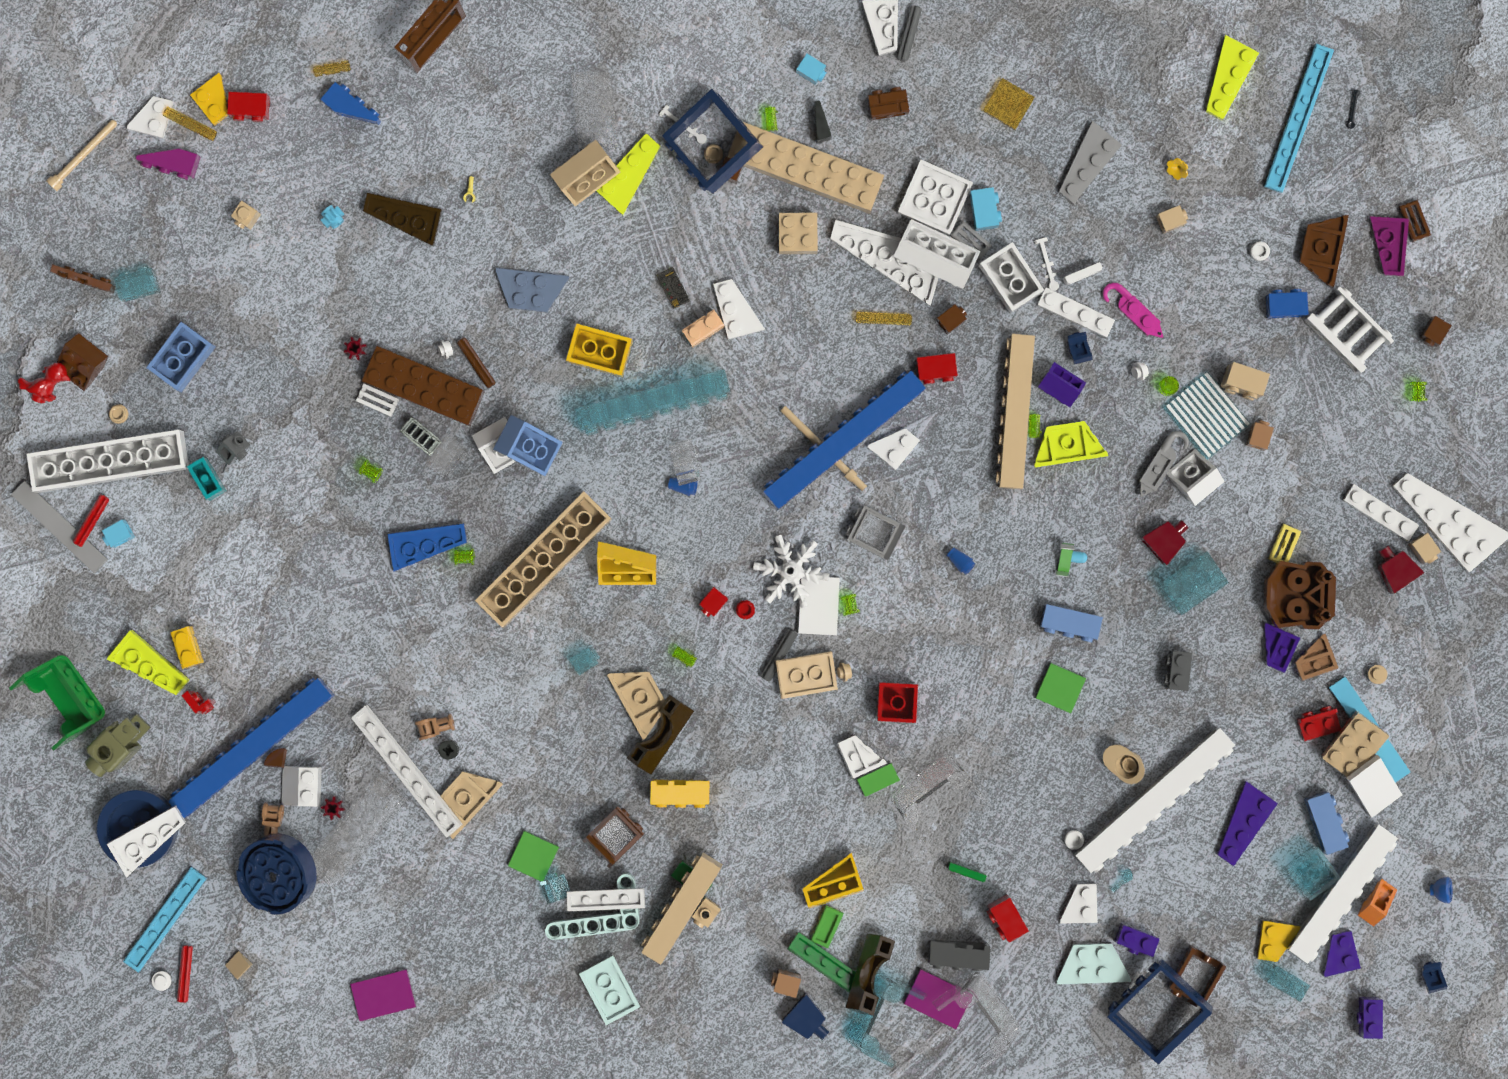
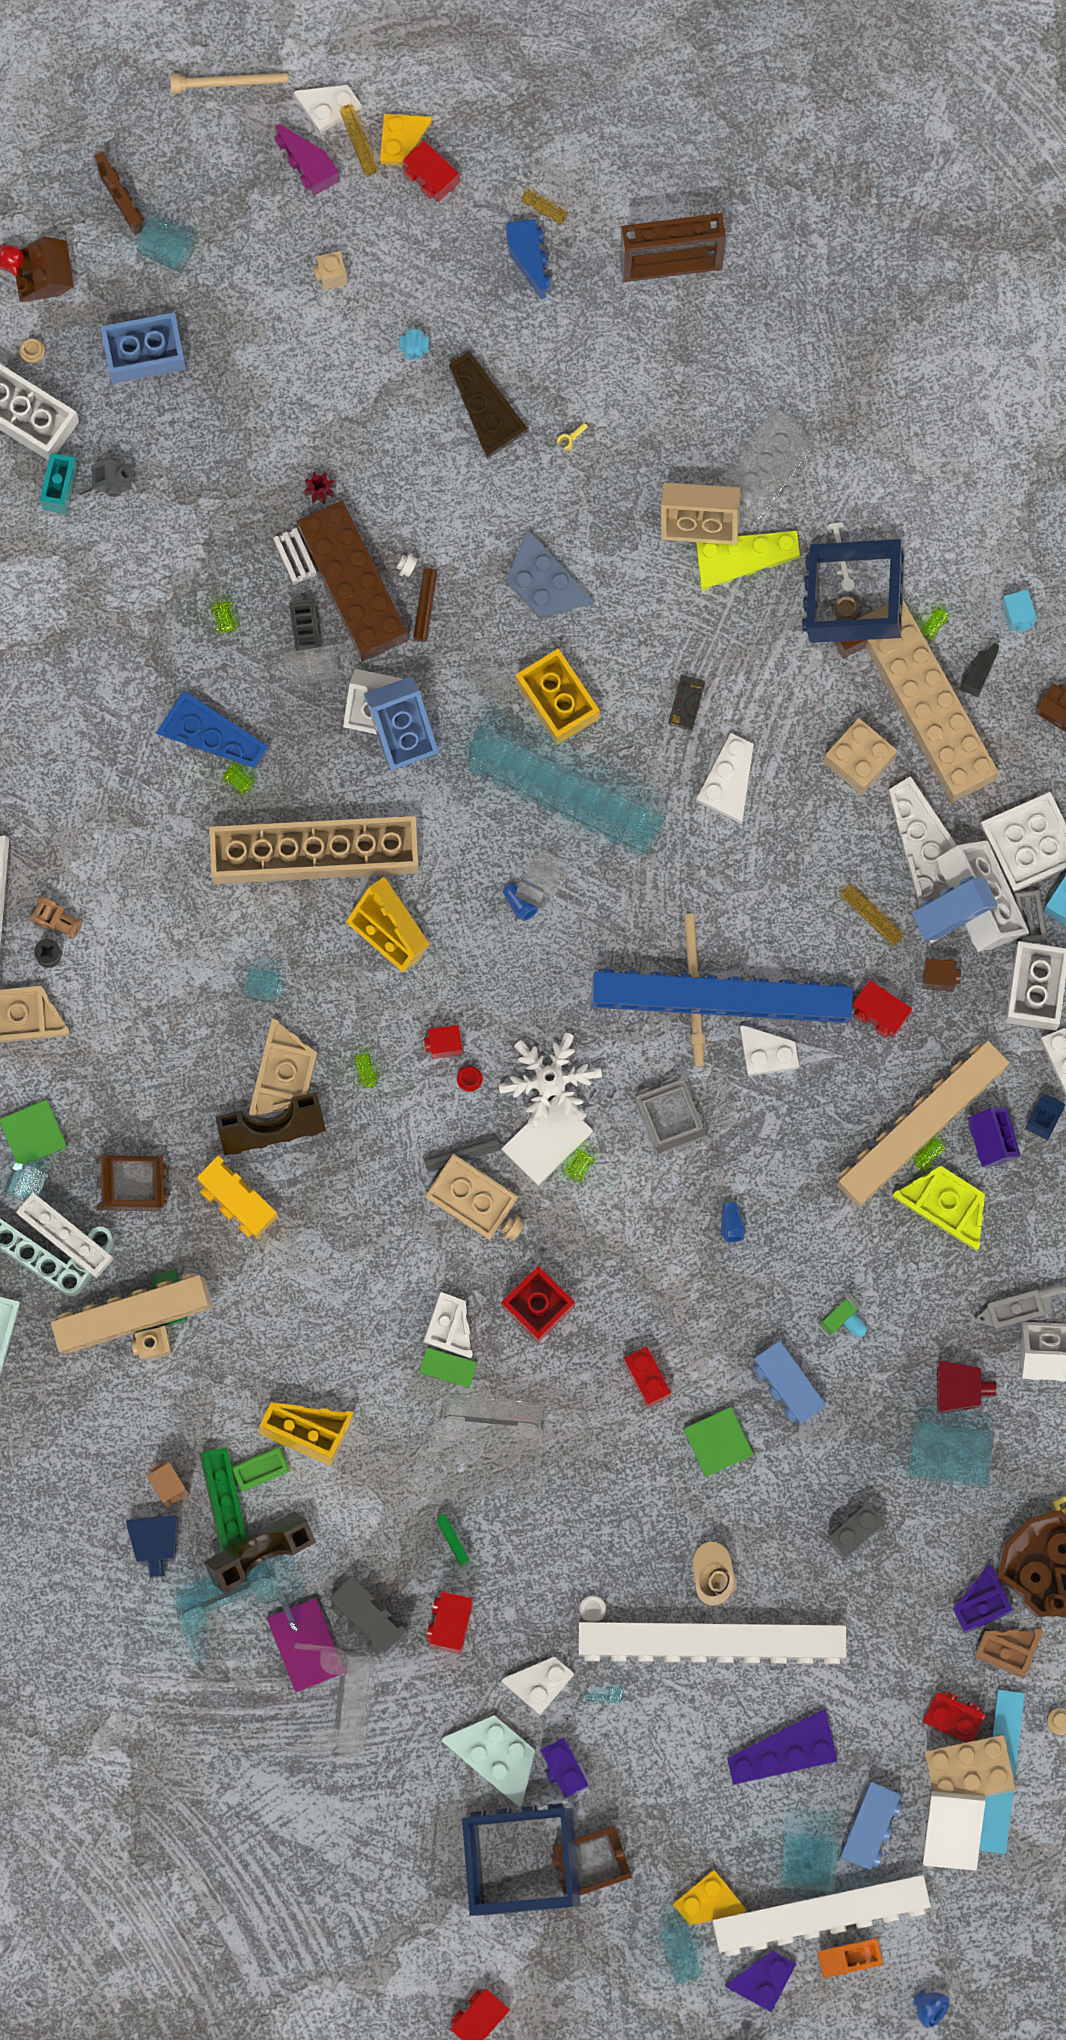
camera: 40 degrees right, 10 degrees down
(703, 328) = (680, 766): light nougat brick -> none
(930, 276) = (954, 908): none -> medium blue brick
(991, 688) = (647, 1377): none -> red brick

